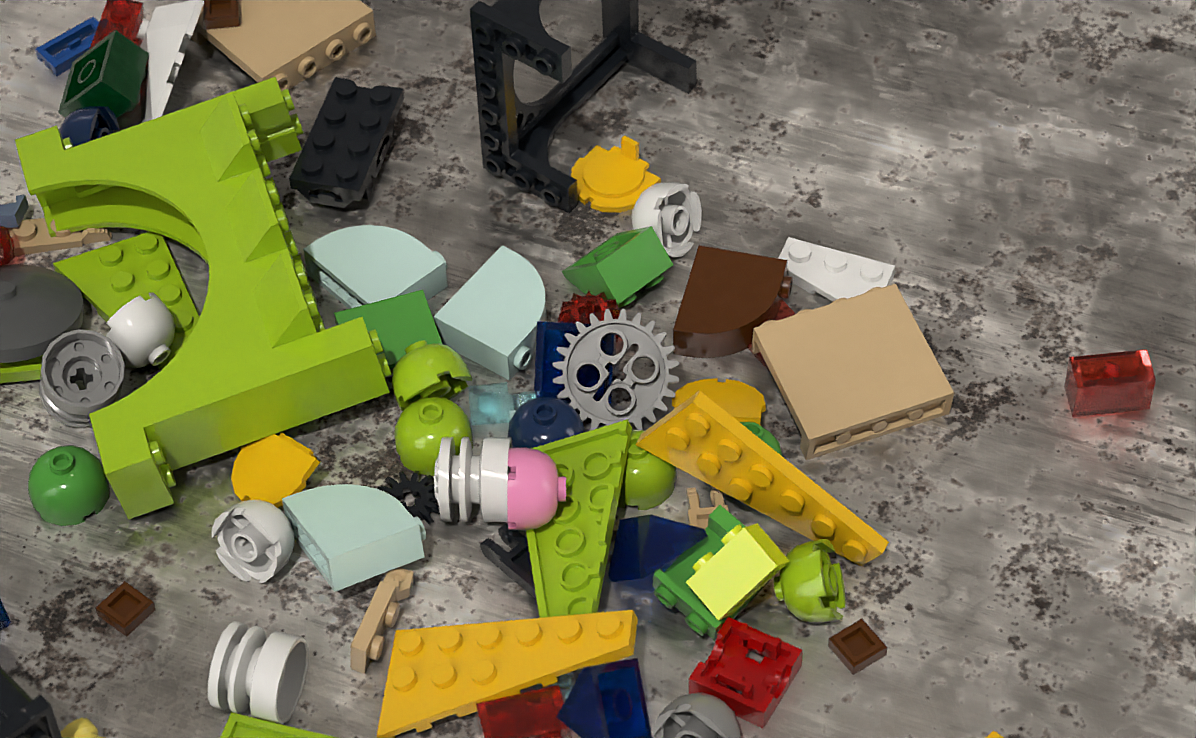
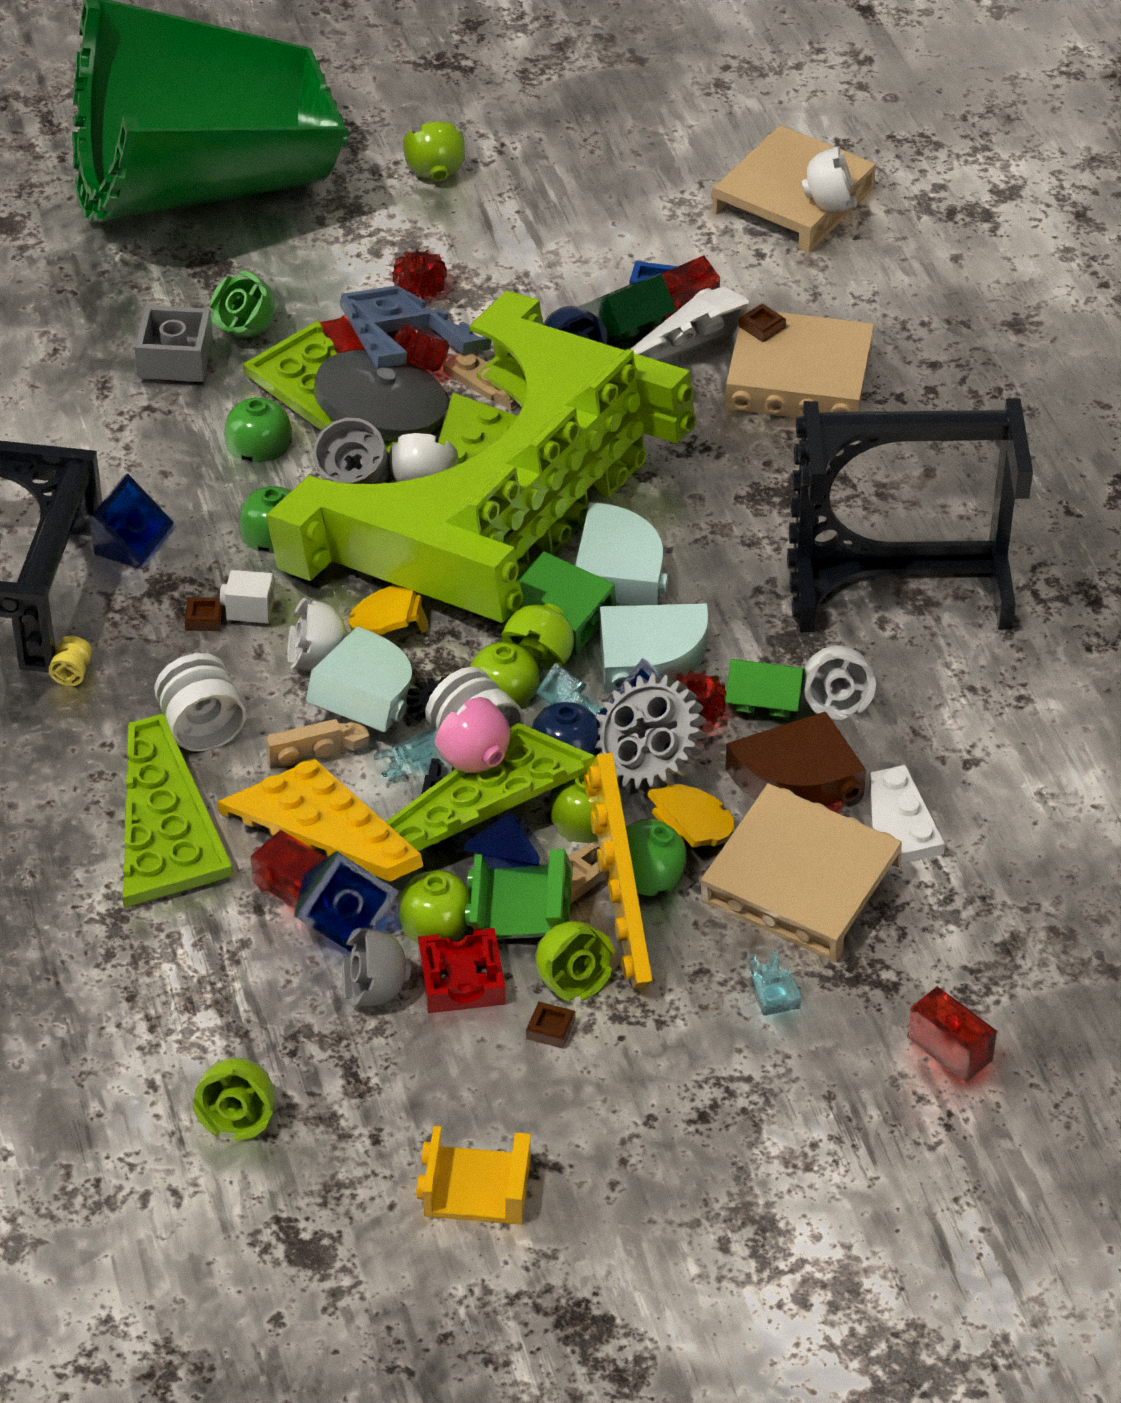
camera: 50 degrees right, 5 degrees down
(153, 558) = (248, 596): none -> white brick
(347, 142) = (710, 463): black piece -> none
(452, 549) = (415, 747): none -> clear light blue plate
(612, 177) = (861, 629): yellow piece -> none
(665, 647) = (434, 905): none -> lime cylinder
(736, 570) = (520, 897): neon yellow brick -> none
(952, 469) = (773, 988): none -> clear light blue plate

